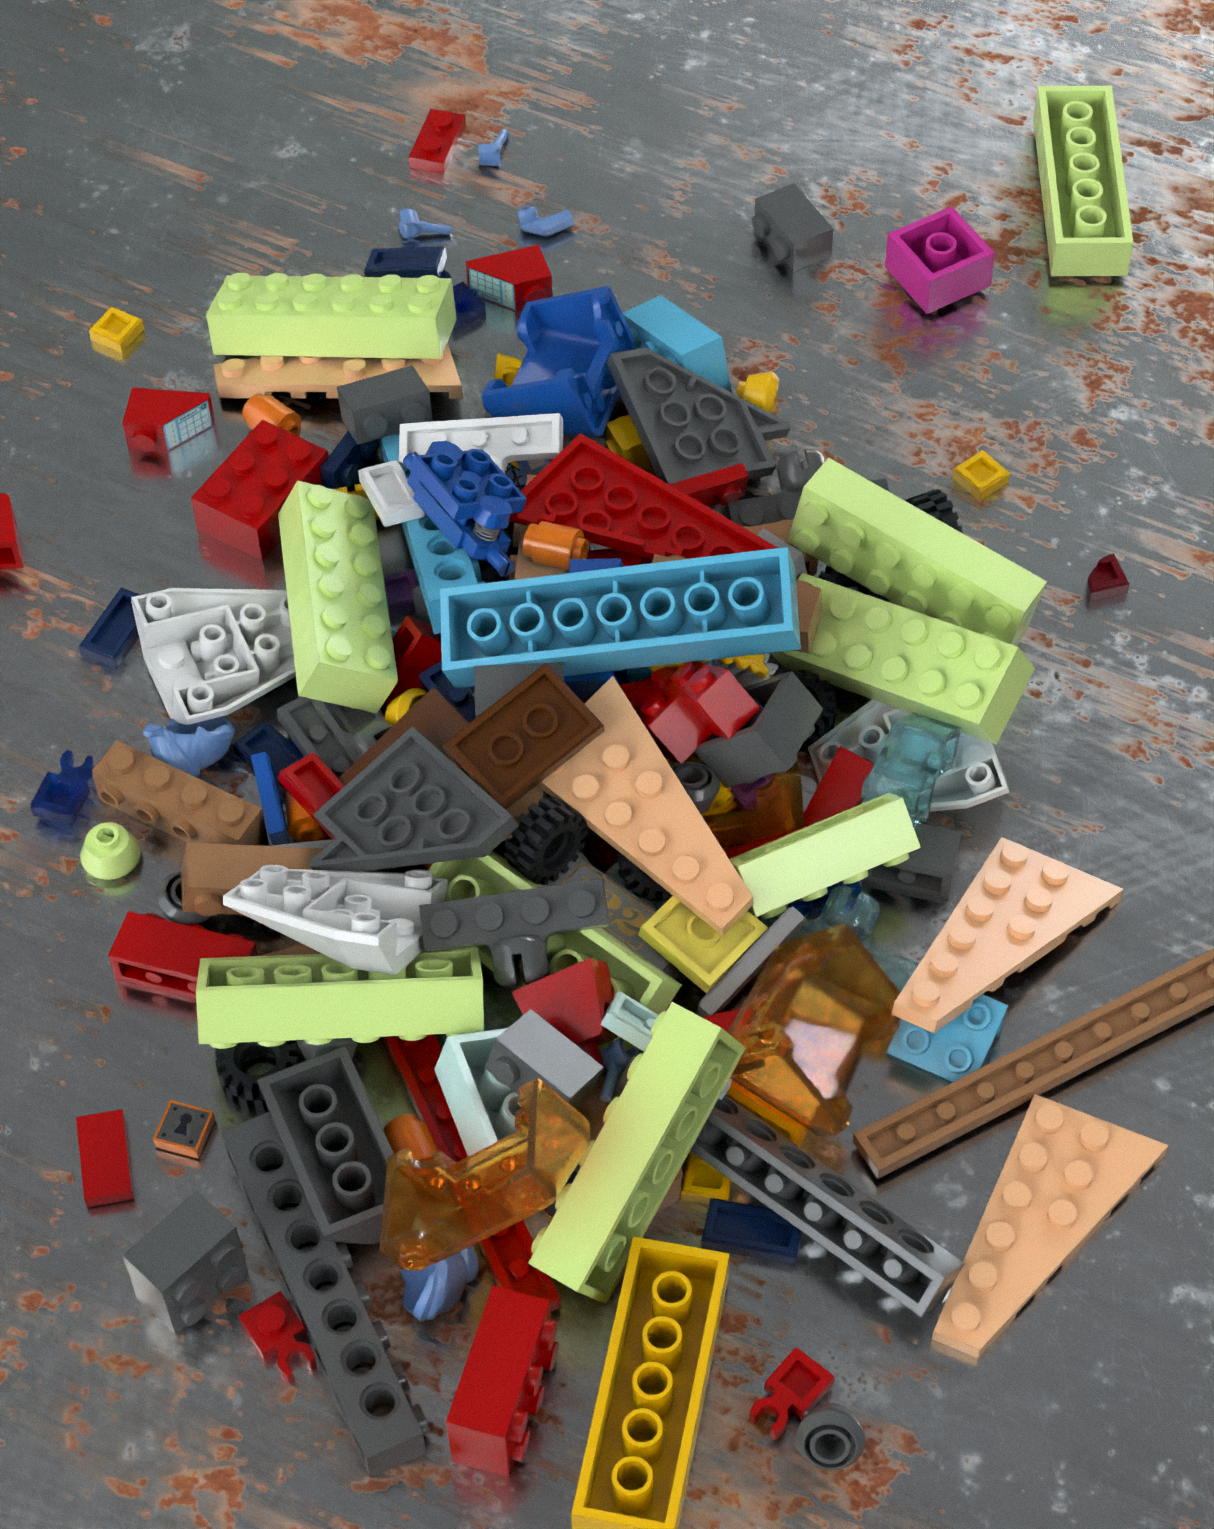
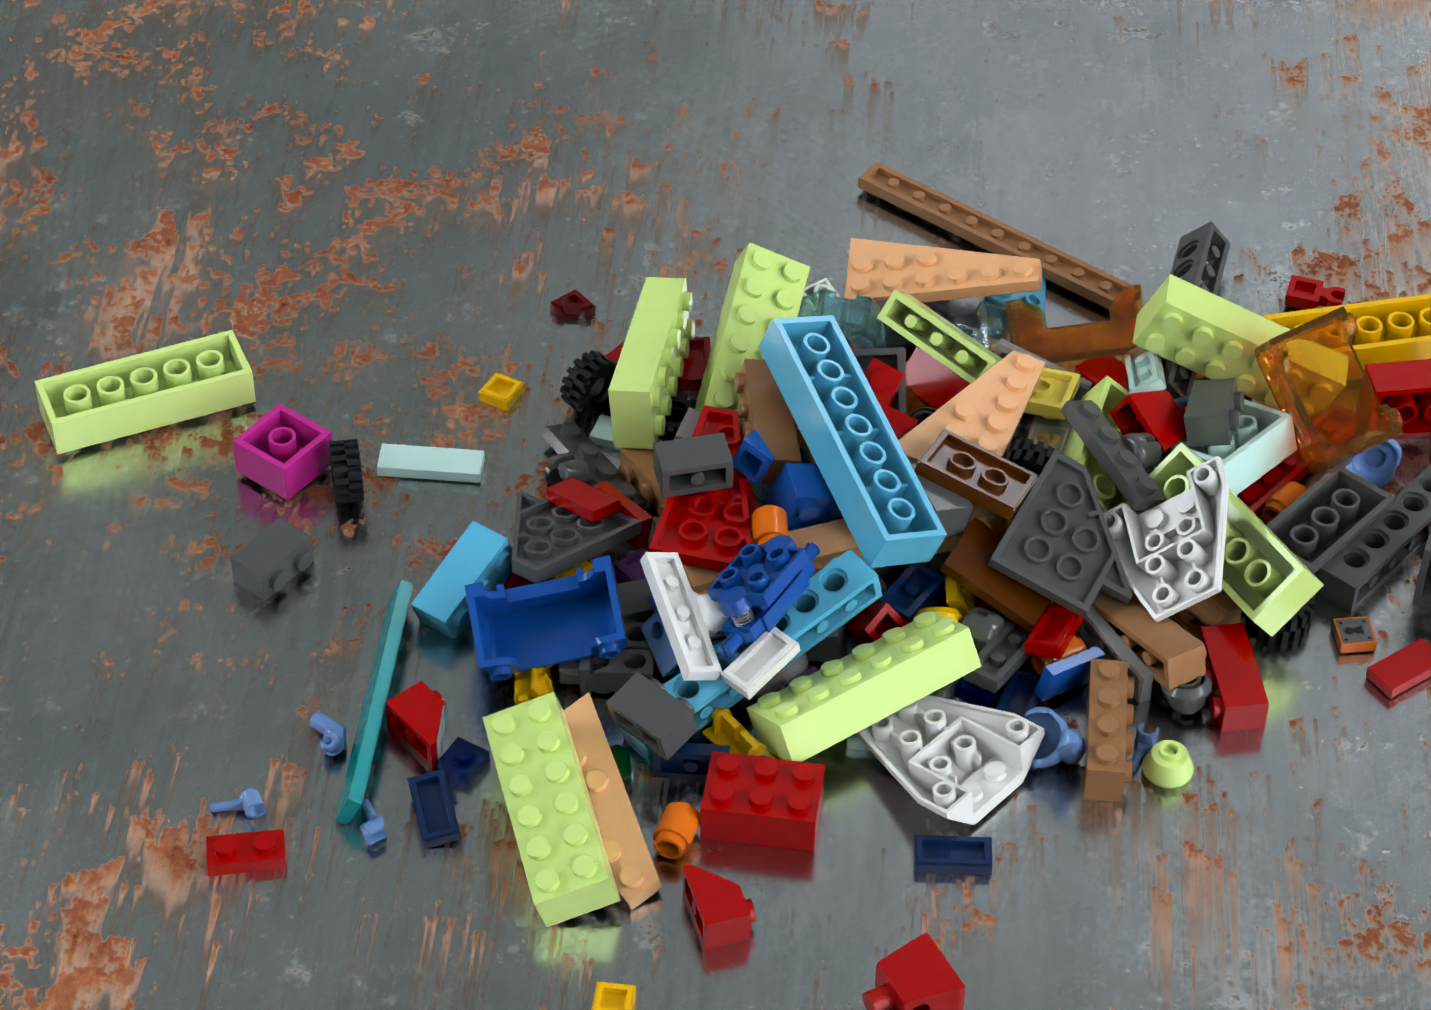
camera: 115 degrees left, 10 degrees down
(65, 793) = (1137, 811): clear blue plate -> none
(152, 842) = (1143, 744): none -> medium blue hand
(561, 253) = (374, 703): none -> teal tile
(654, 540) = (753, 458): none -> blue slope
(668, 488) = (693, 465): none -> dark grey brick
(730, 448) = (583, 499): none -> red tile
(760, 390) = (492, 515): yellow cone -> none
(830, 1437) = (1327, 268): dark grey cone -> none
(879, 310) = (346, 471): none -> black tyre
(888, 387) = (430, 463): none -> light aqua tile
(1046, 1204) = (1104, 227): light nougat wing -> none

